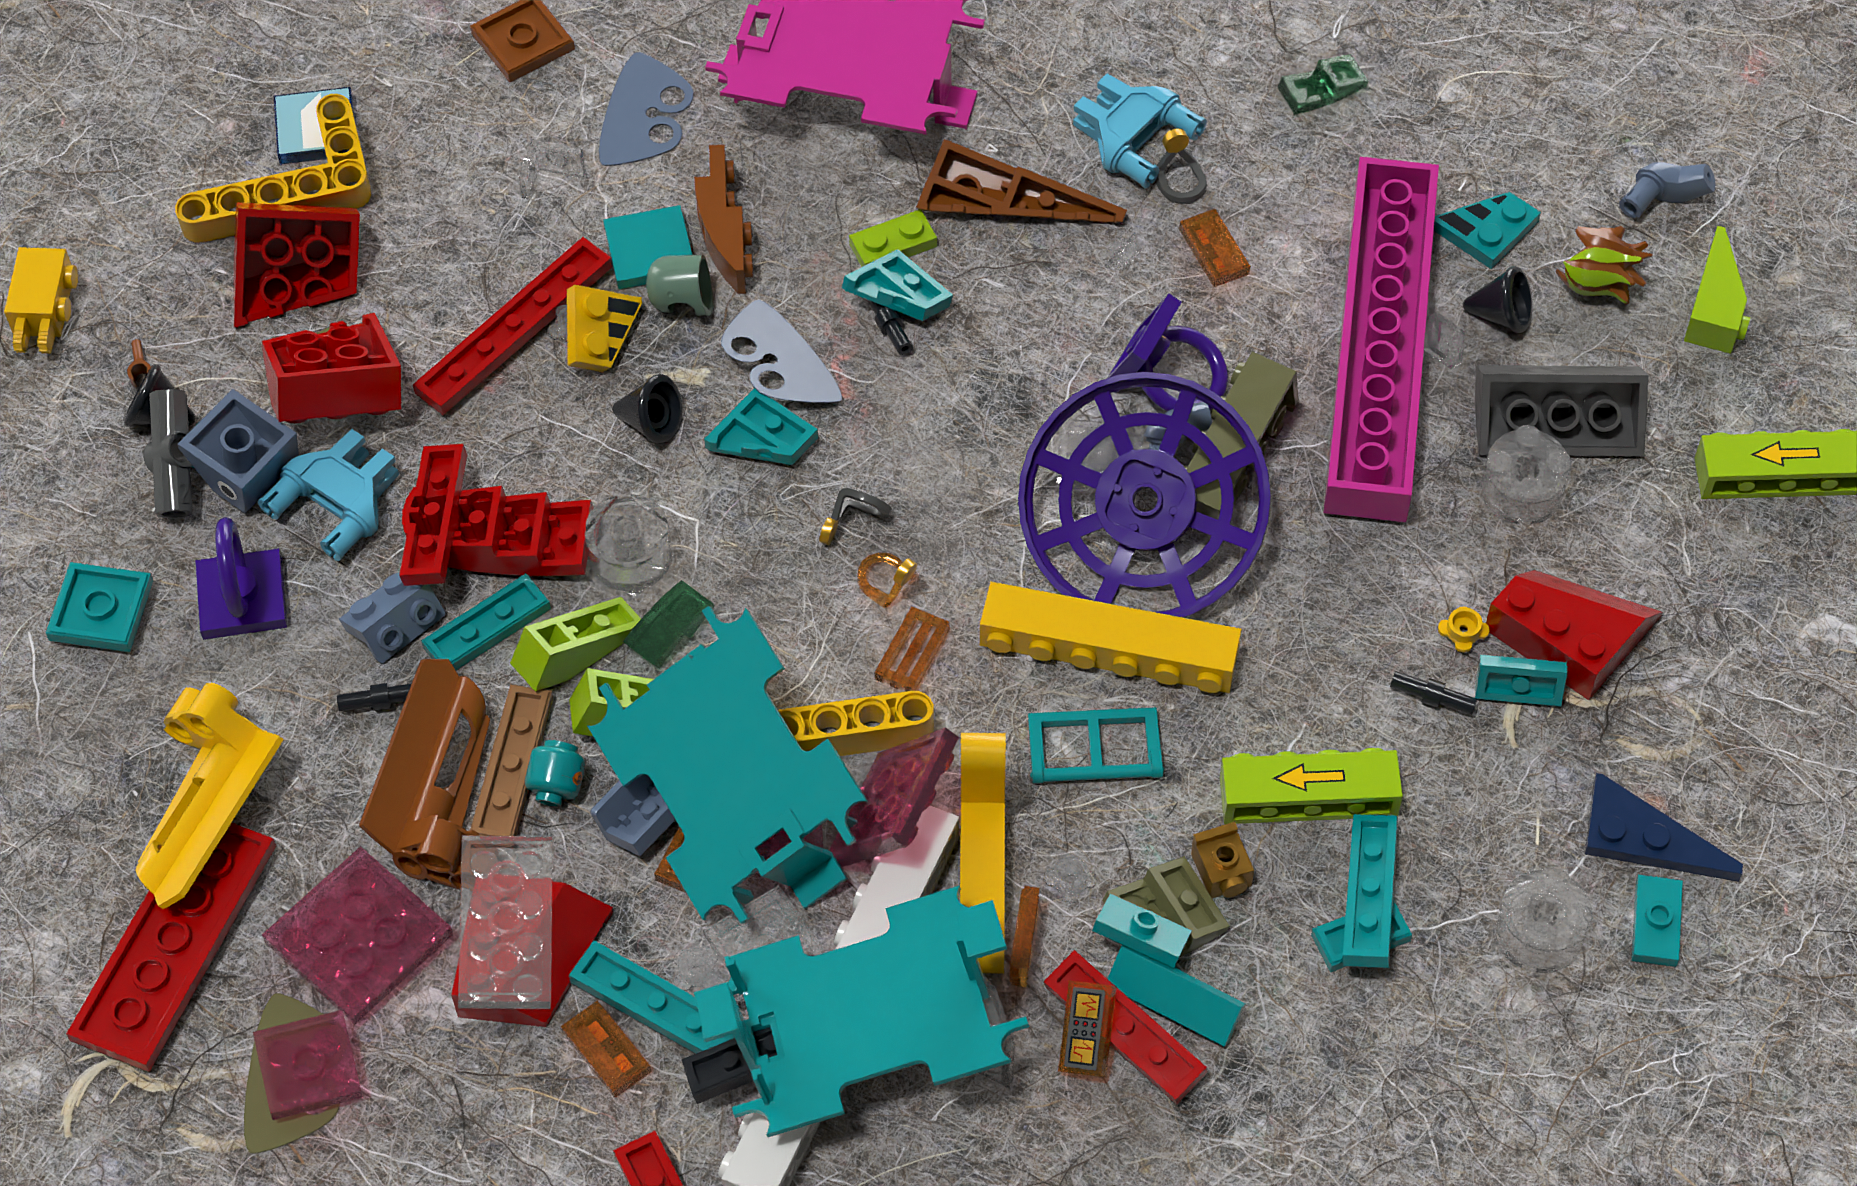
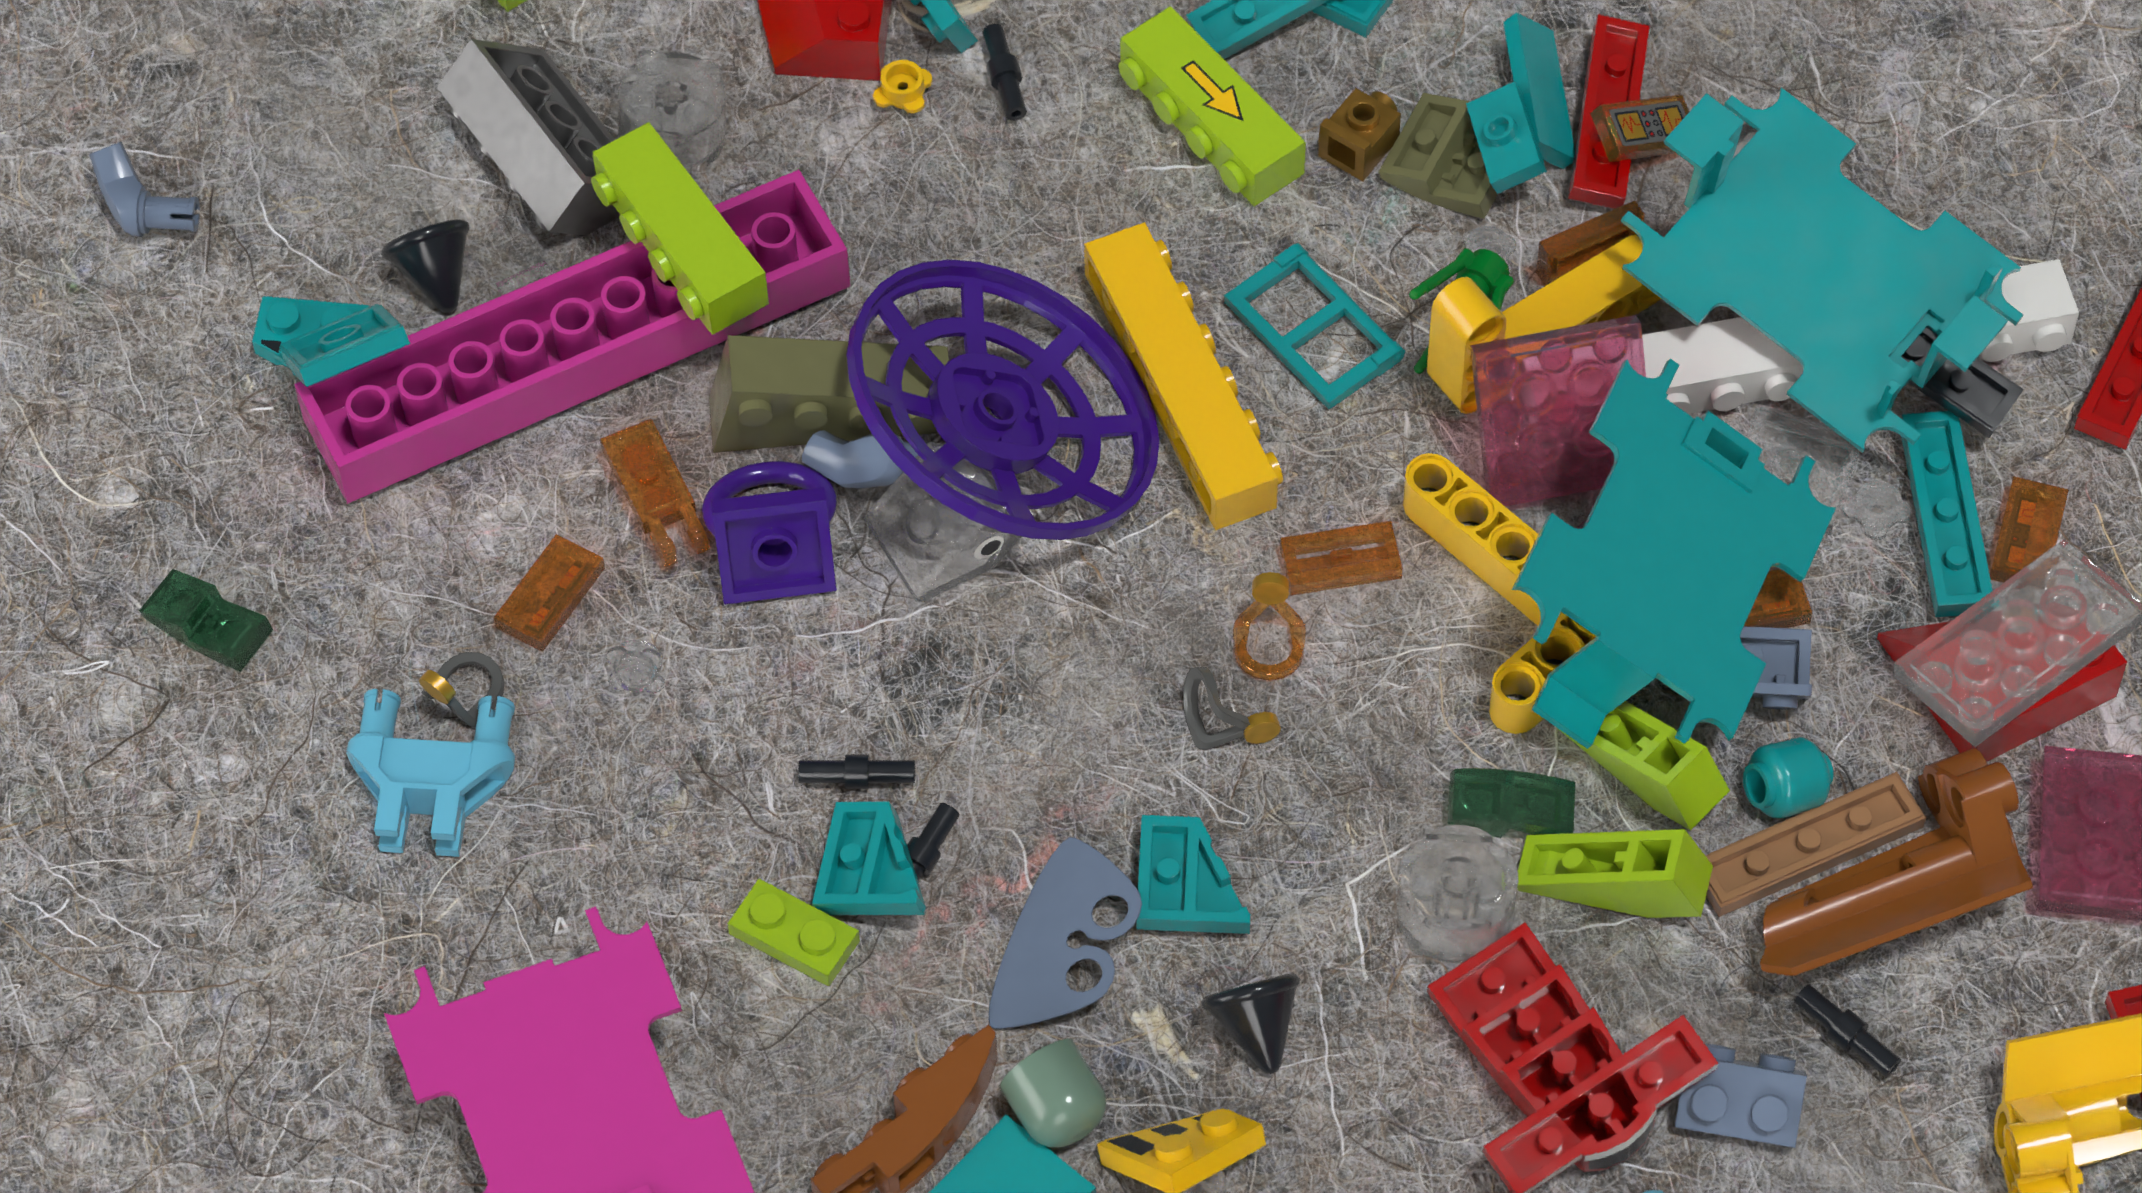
camera: 125 degrees left, 0 degrees up
(487, 623) = (1663, 992): teal tile -> none
(968, 322) = (857, 771): none -> black bar
(982, 185) = (634, 850): dark orange wedge -> none
(1043, 842) = (1483, 267): none -> green plant
(1245, 327) = (653, 487): none -> clear orange hinge
(1400, 391) = (679, 229): none -> lime brick
(1452, 205) = (343, 344): none -> teal tile
(1604, 264) = (313, 184): dark orange hair -> none
(1720, 300) = (274, 73): lime slope -> none

